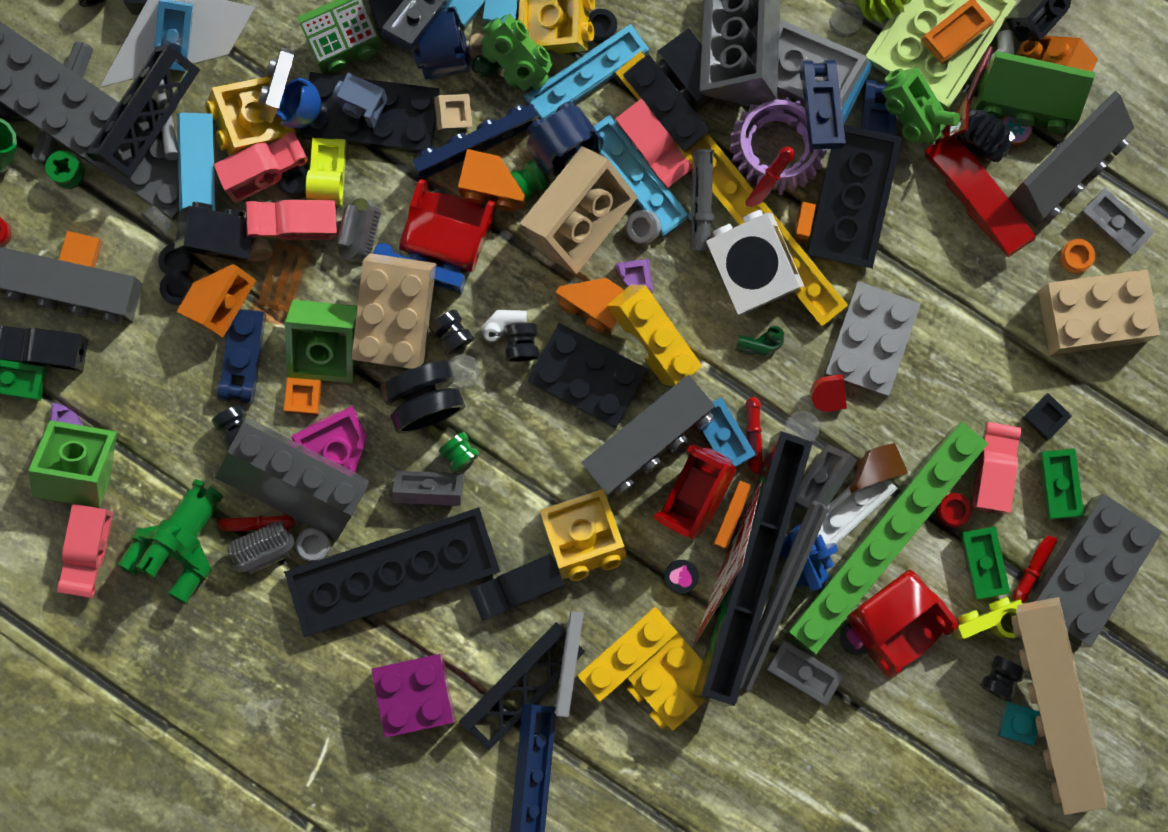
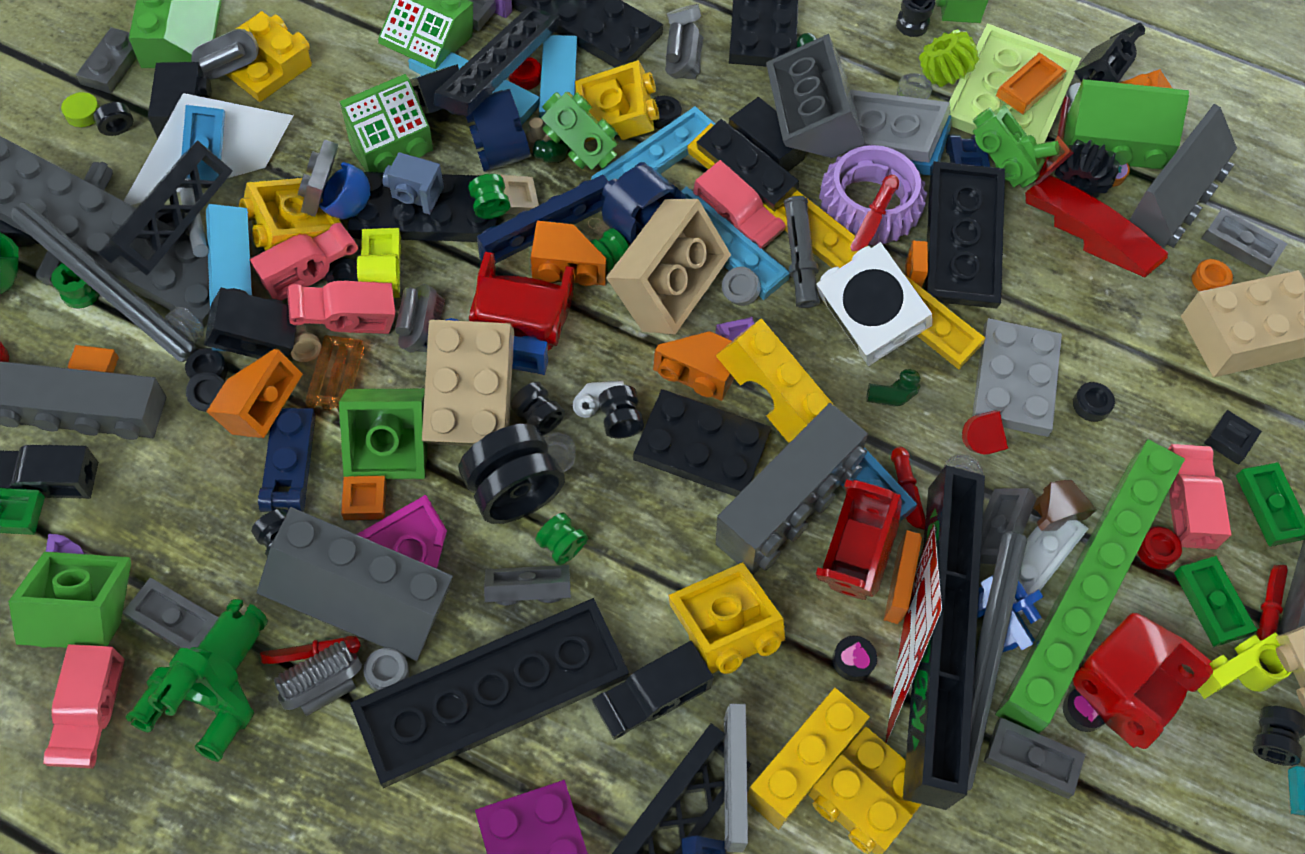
camera: 10 degrees left, 20 degrees down
(88, 176) = (103, 281): none -> dark grey axle
(149, 485) = (169, 615): none -> flat silver plate
(426, 120) = (489, 196): none -> green wheel
(822, 105) = (916, 142): dark blue plate -> none
(934, 370) = (1093, 401): none -> black tile

